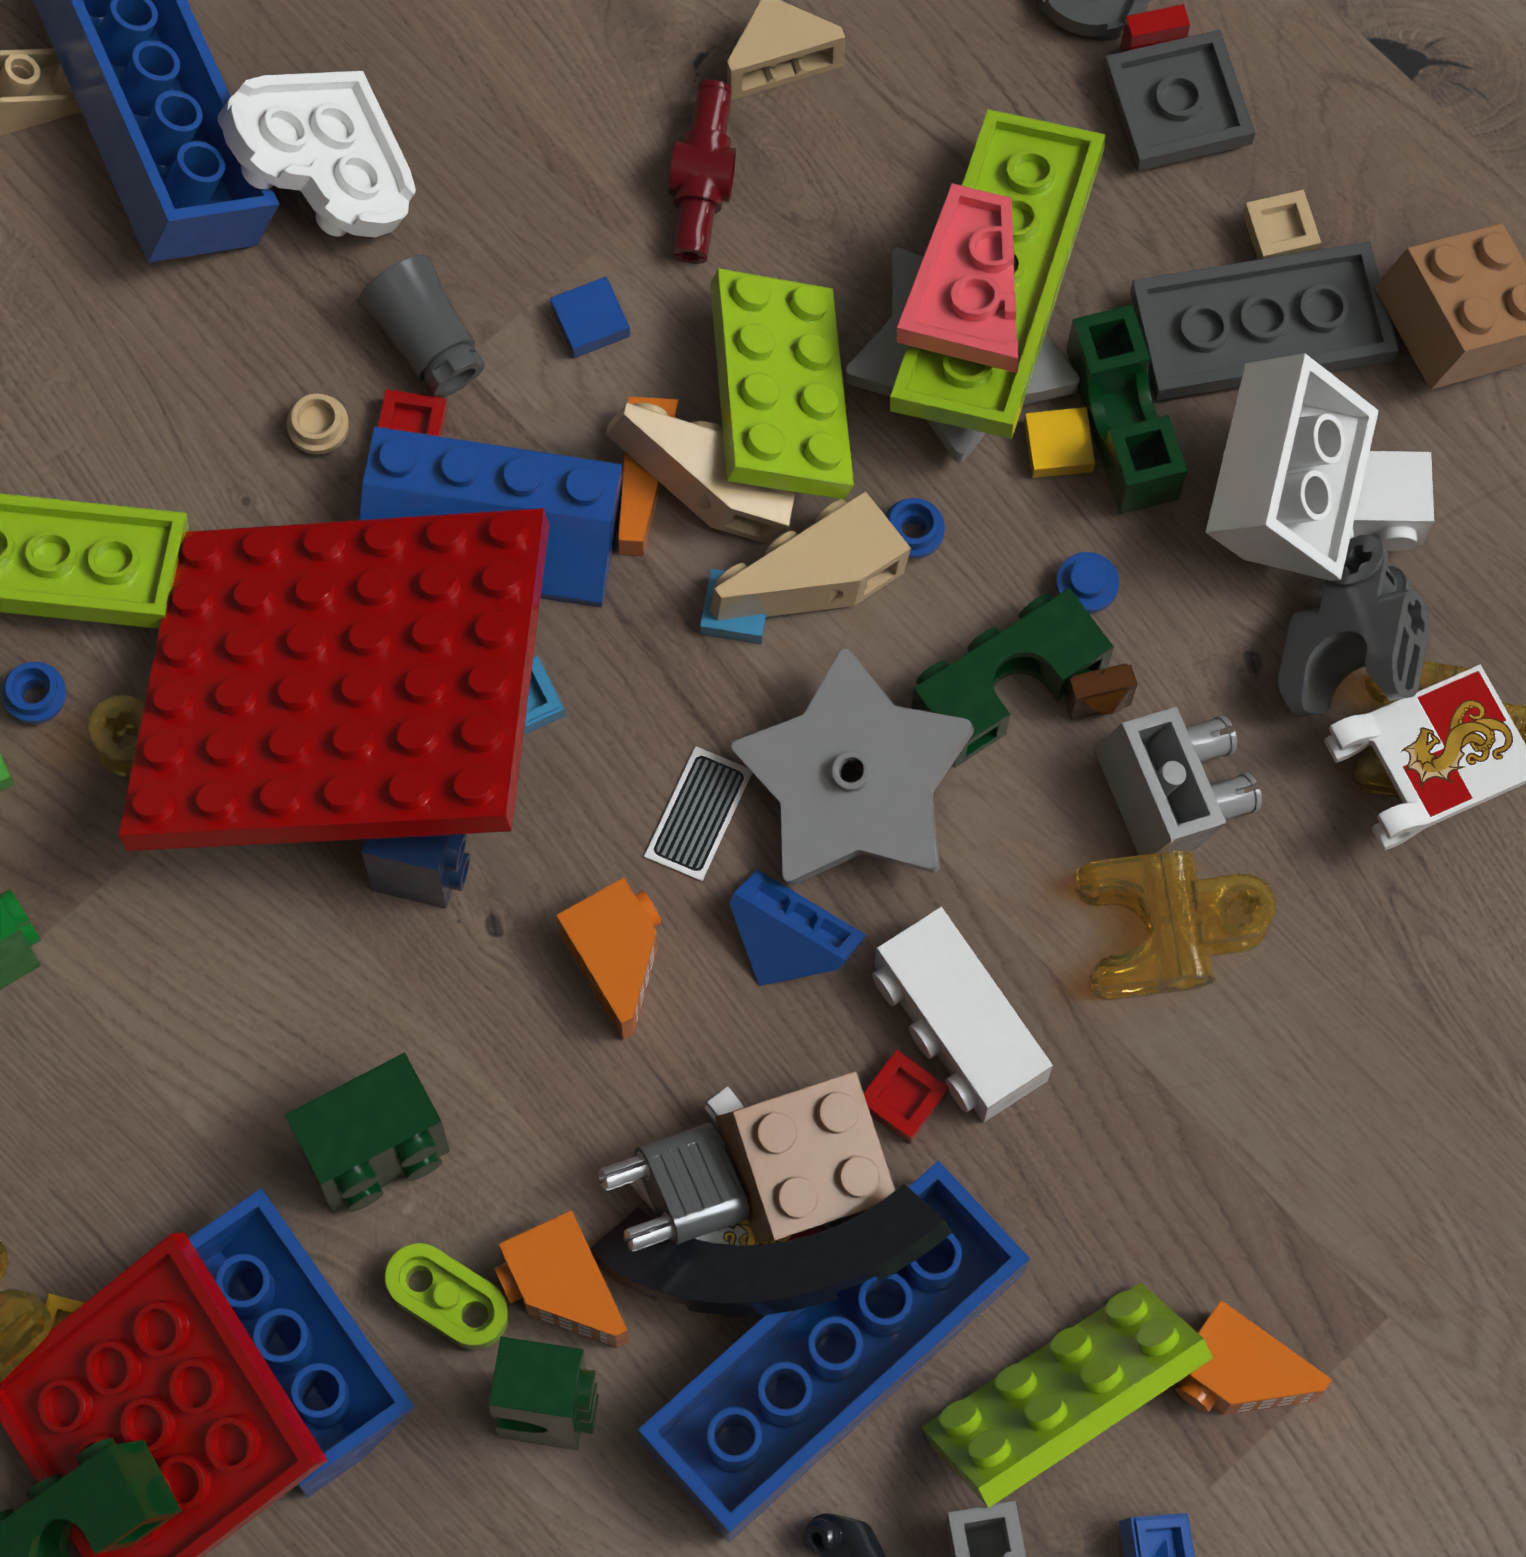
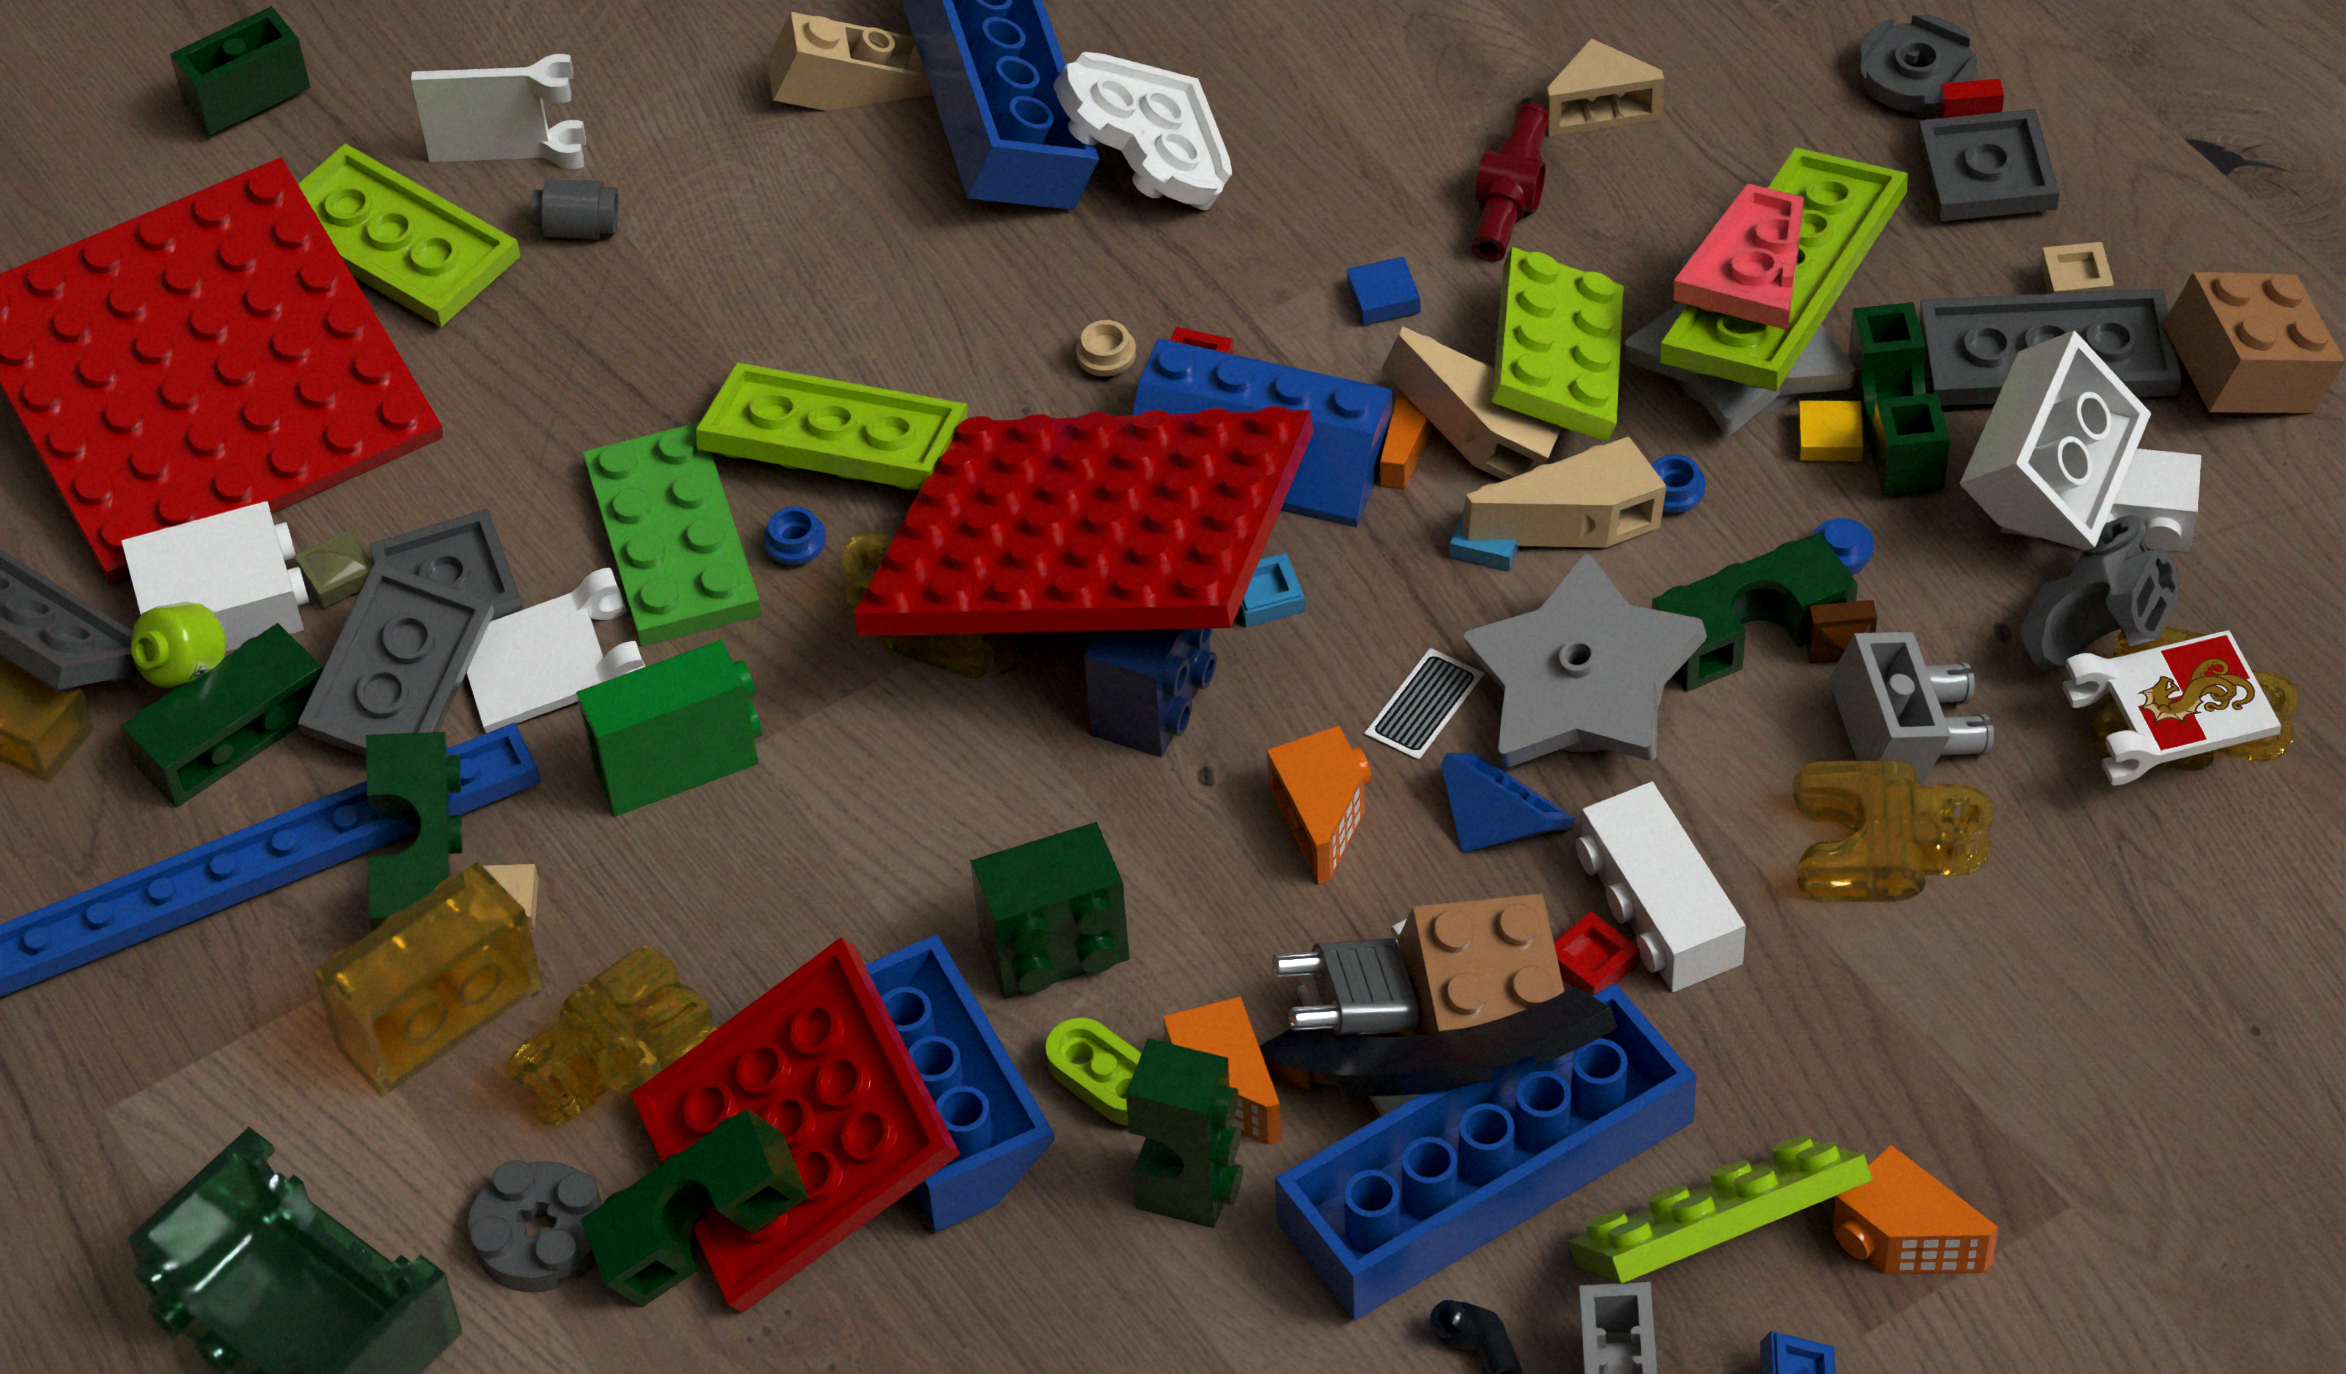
camera: 15 degrees right, 20 degrees down
(423, 324) = (1218, 272): dark grey plant -> none

